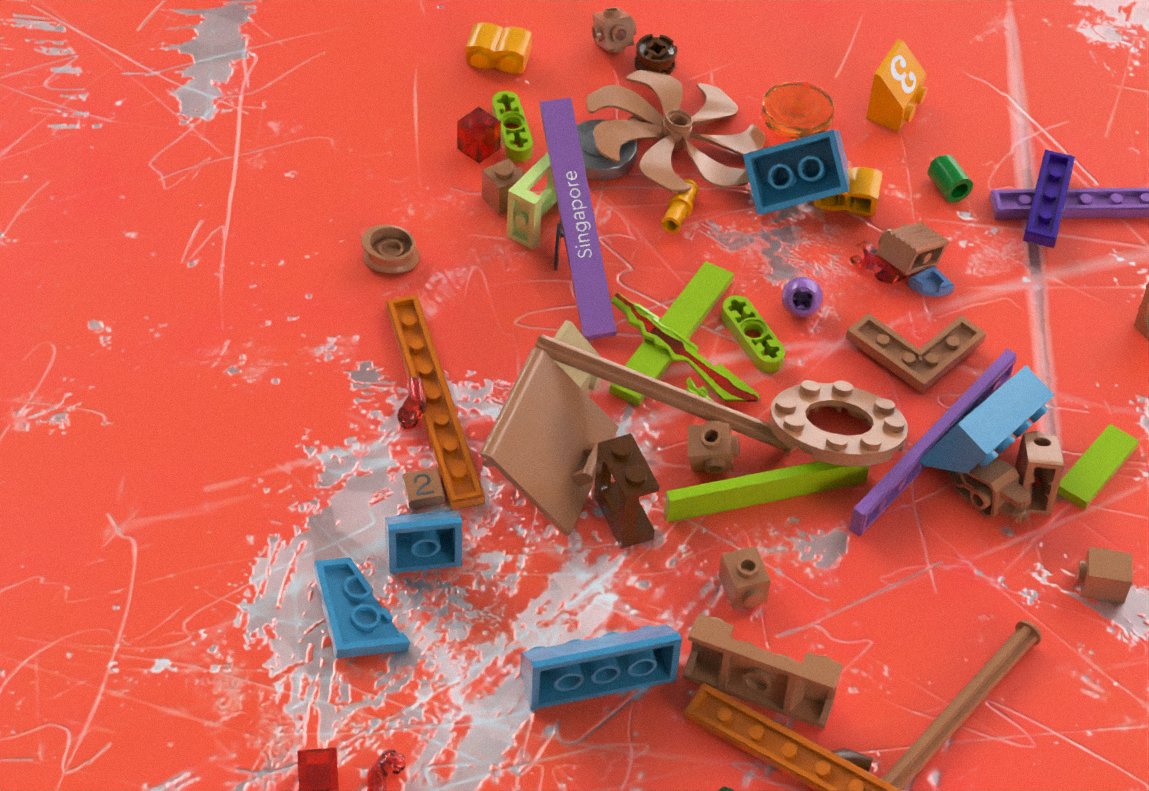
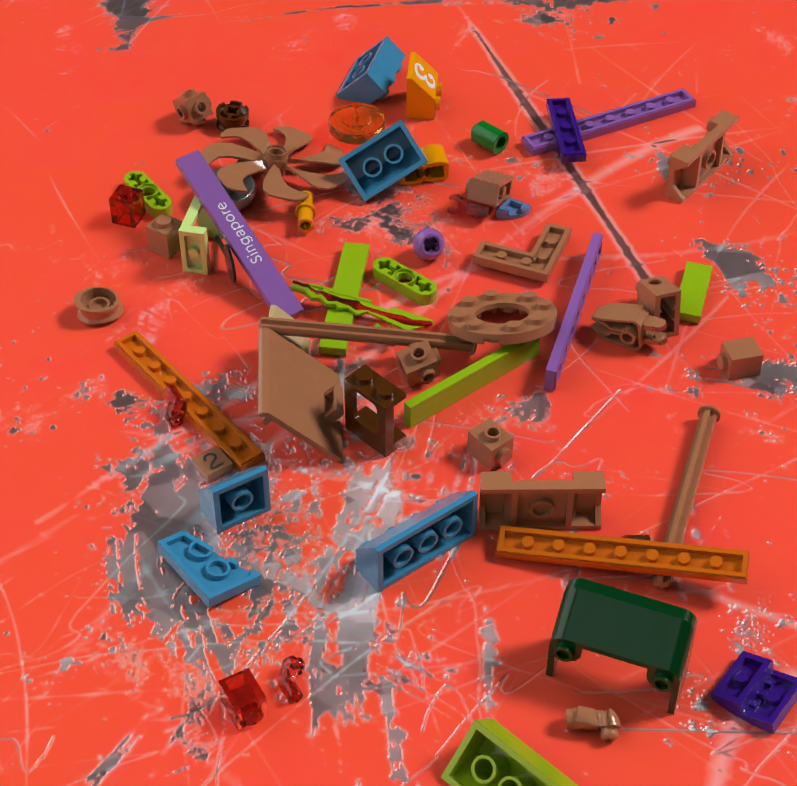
camera: 20 degrees left, 5 degrees down
(498, 47) = (110, 143): light orange brick -> none
(850, 48) = (372, 73): none -> dark azure slope
(991, 425) = (612, 283): dark azure slope -> none

